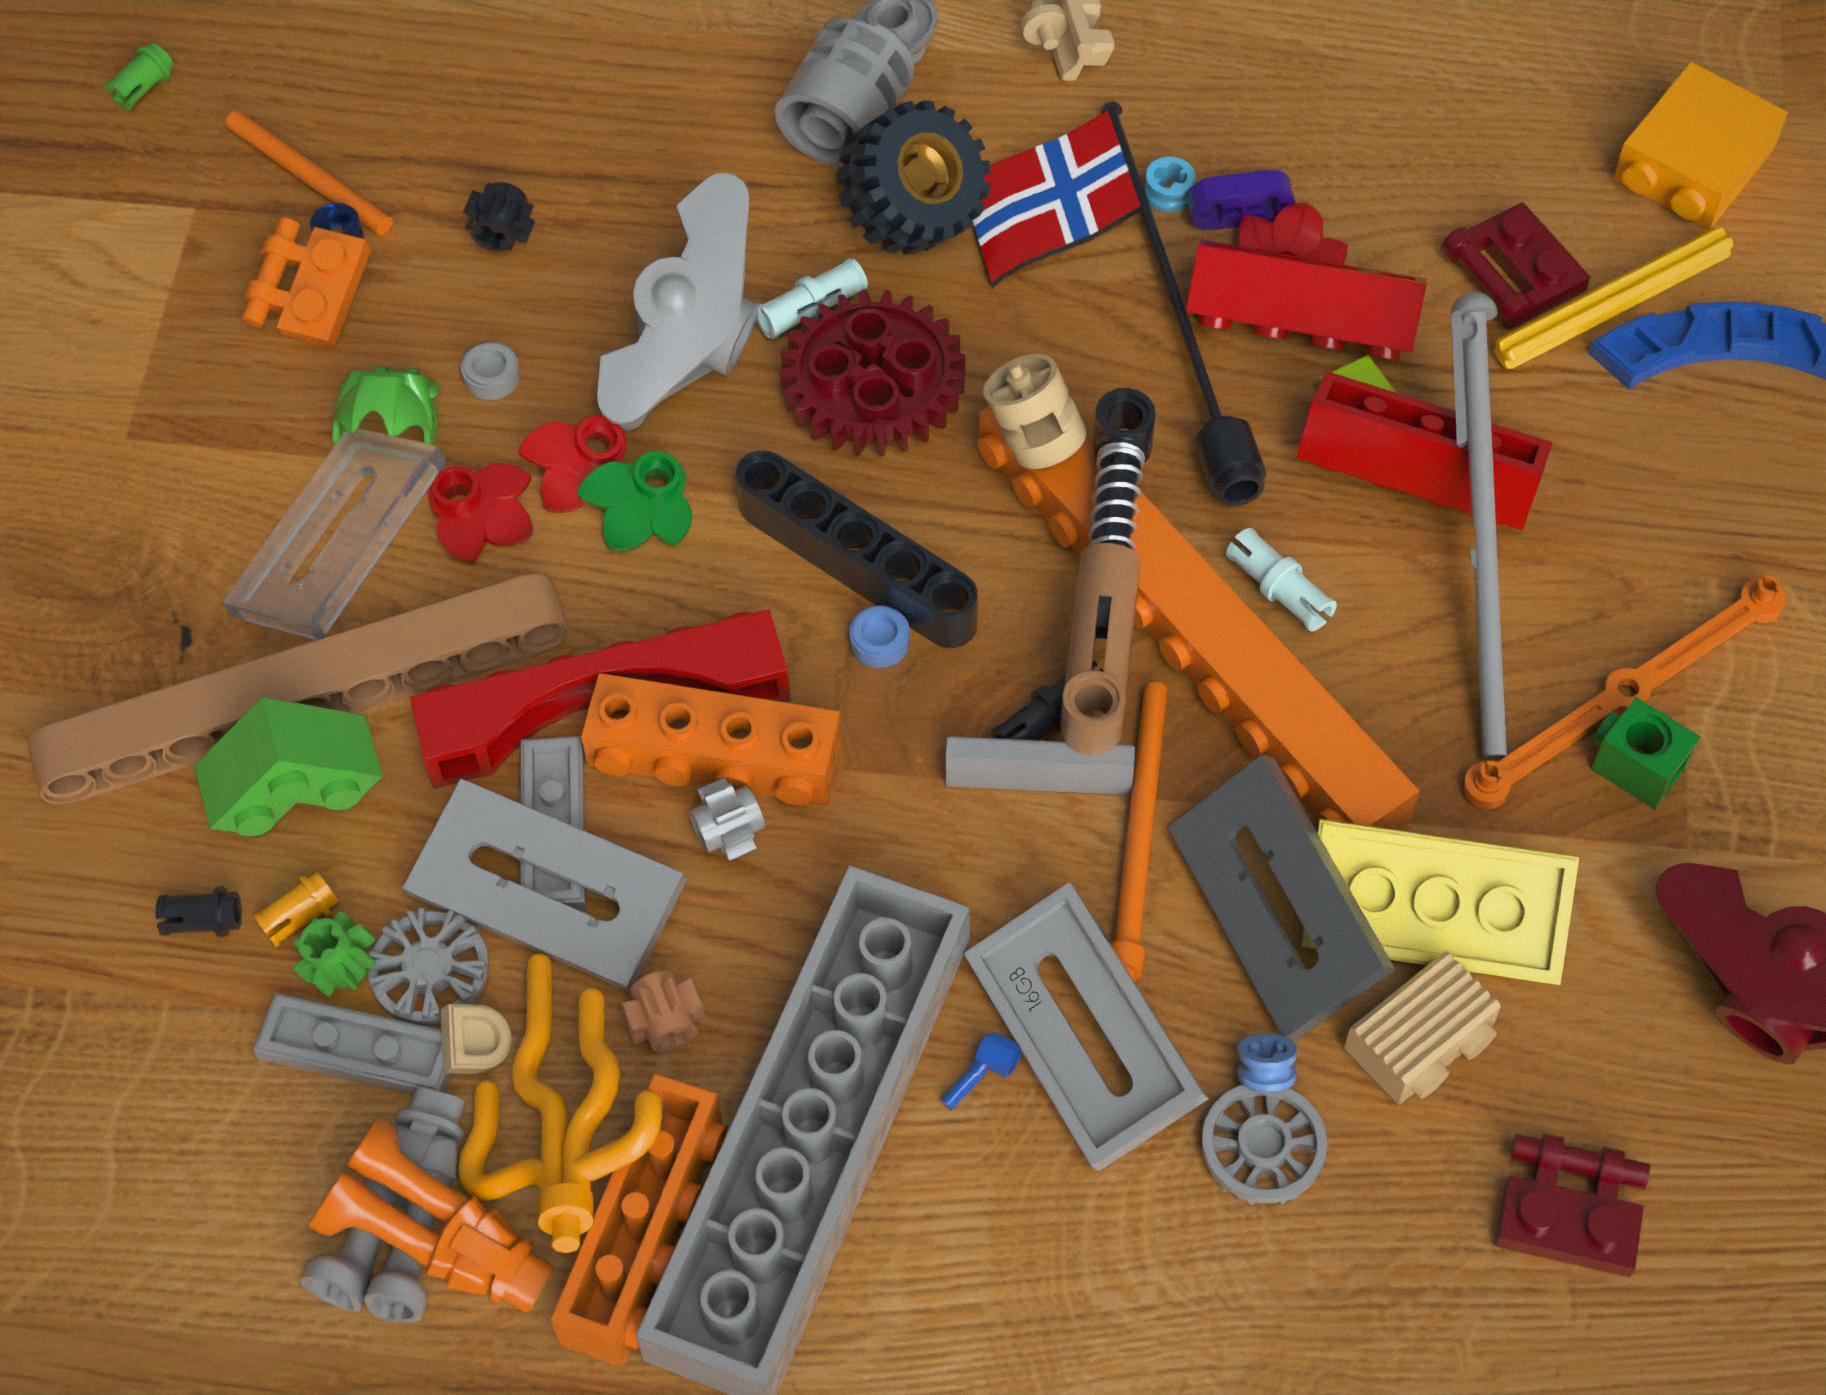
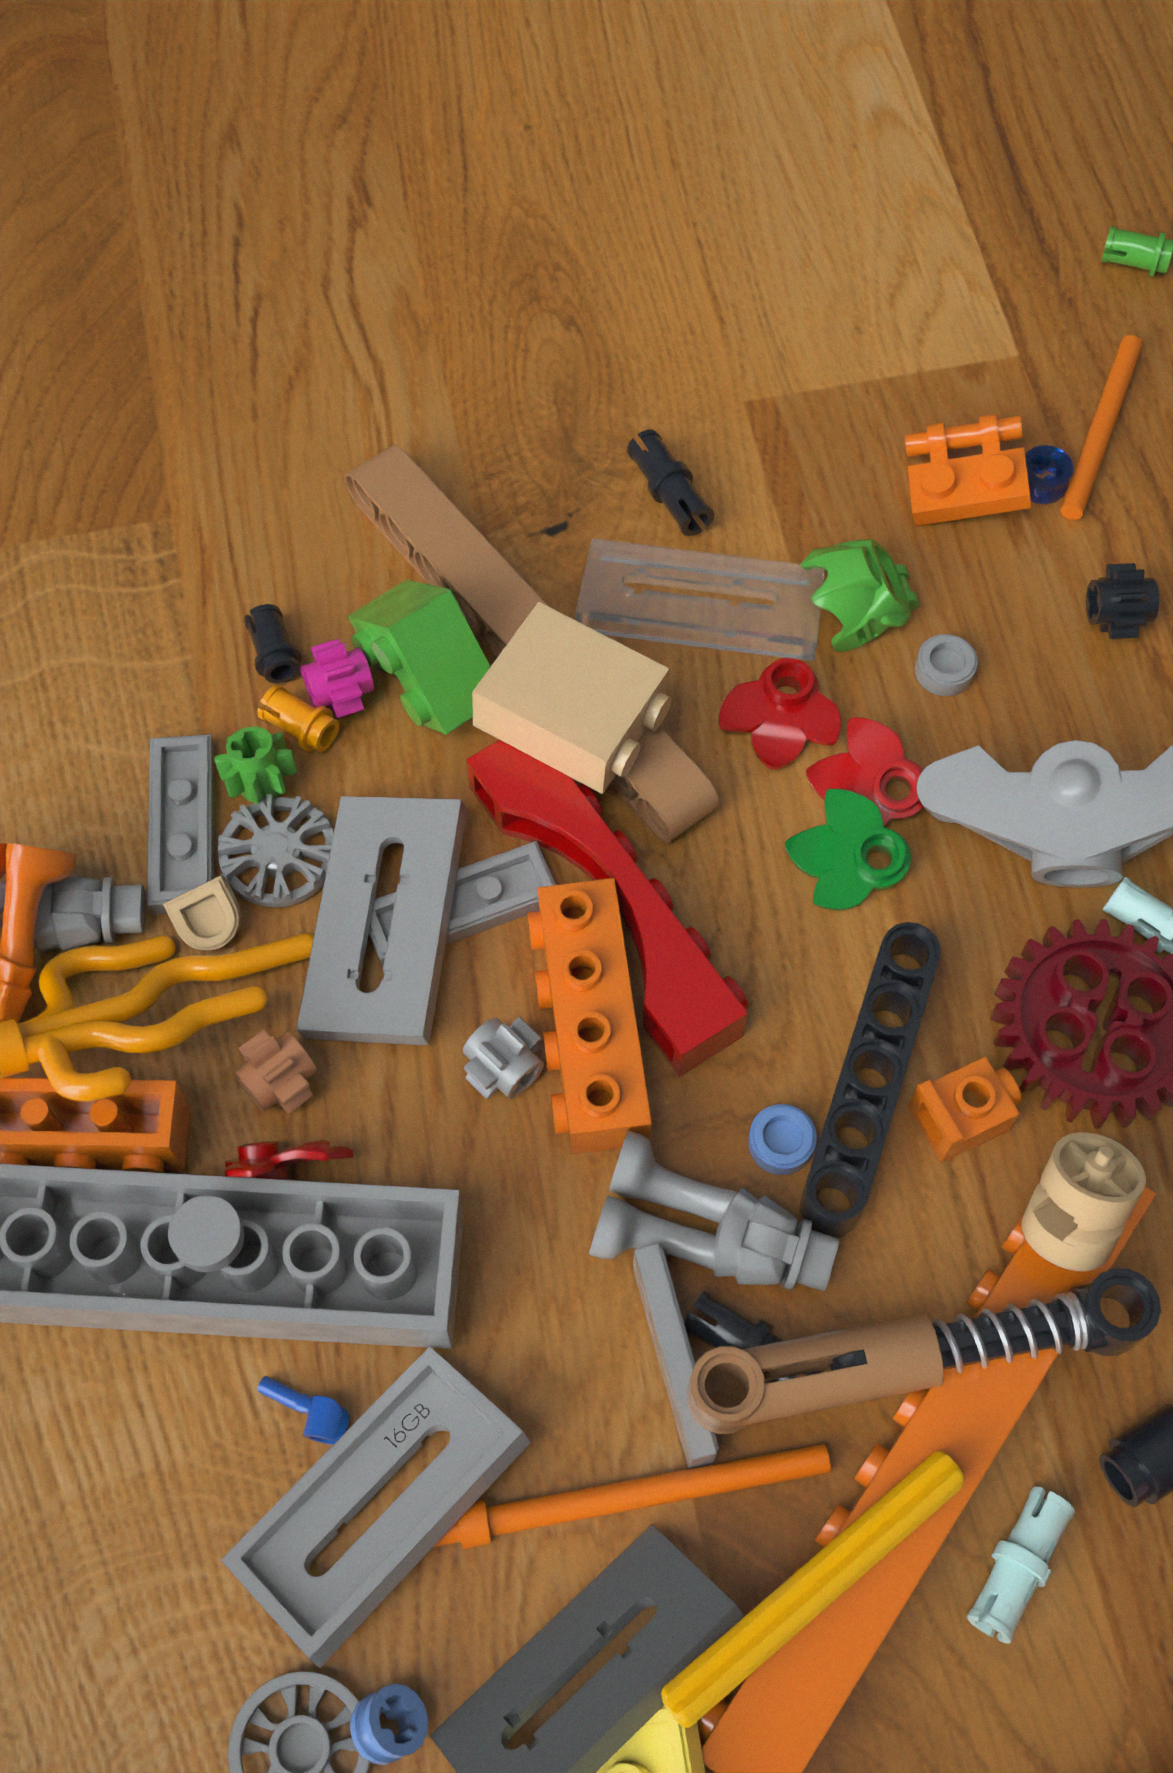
camera: 70 degrees right, 5 degrees up
(192, 519) = (670, 482): none -> black pin
(273, 857) = (337, 678): none -> dark pink gear
(411, 644) = (571, 698): none -> tan brick
(748, 1042) = (265, 1161): none -> red plate
(816, 1072) = (206, 1233): none -> light grey tile
(909, 490) = (953, 1124): none -> orange brick
(959, 683) = (753, 1237): none -> light grey piece
(1265, 702) = (811, 1589): none -> yellow axle

